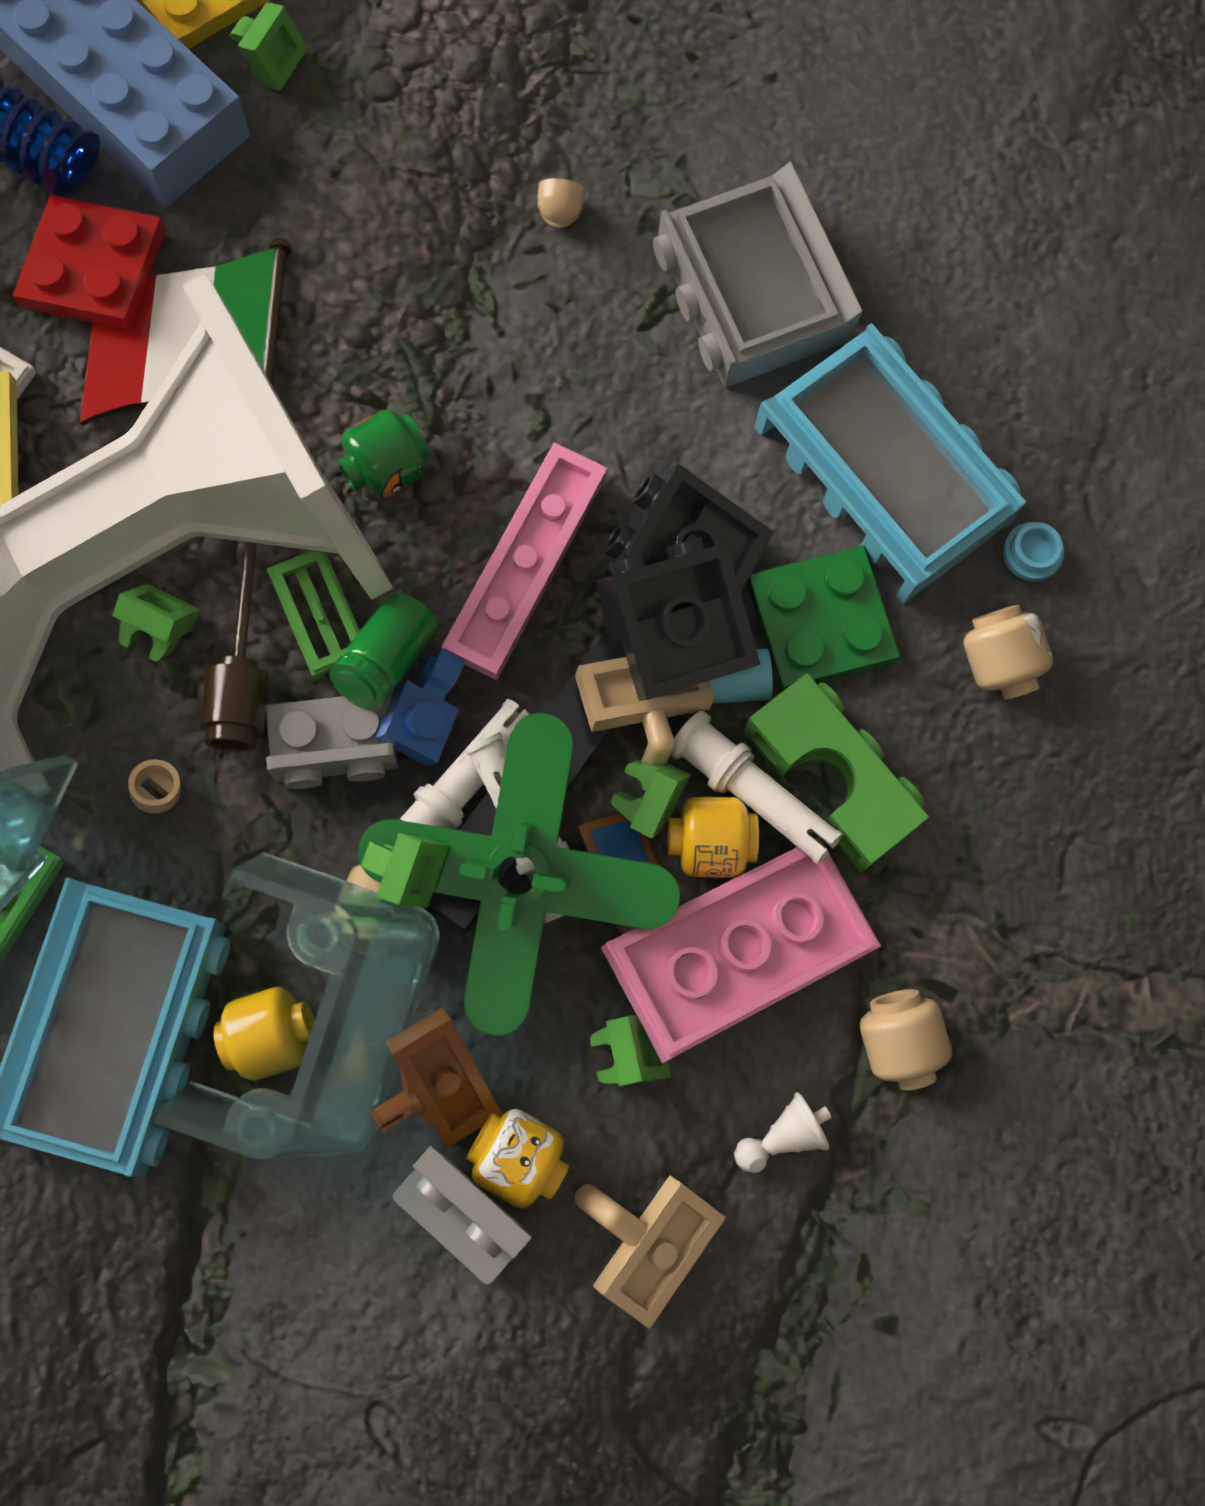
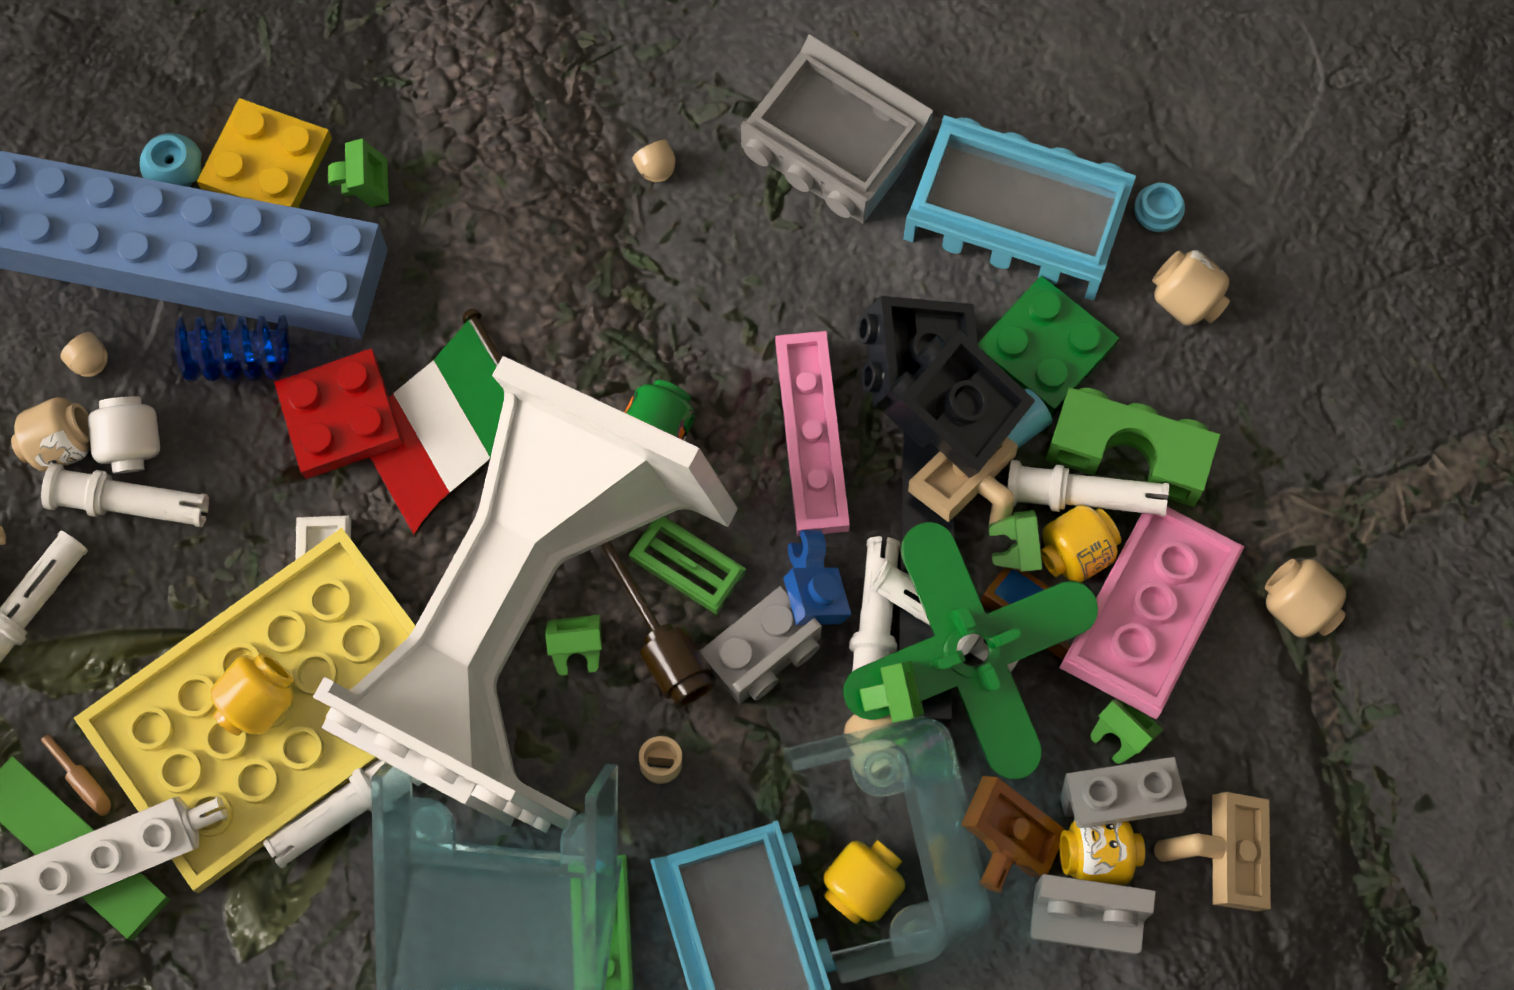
camera: 25 degrees left, 5 degrees down
(383, 651) = (761, 558): green piece -> none
(575, 1118) = (1123, 793): none -> light grey bracket
(794, 1131) = (1274, 710): white piece -> none

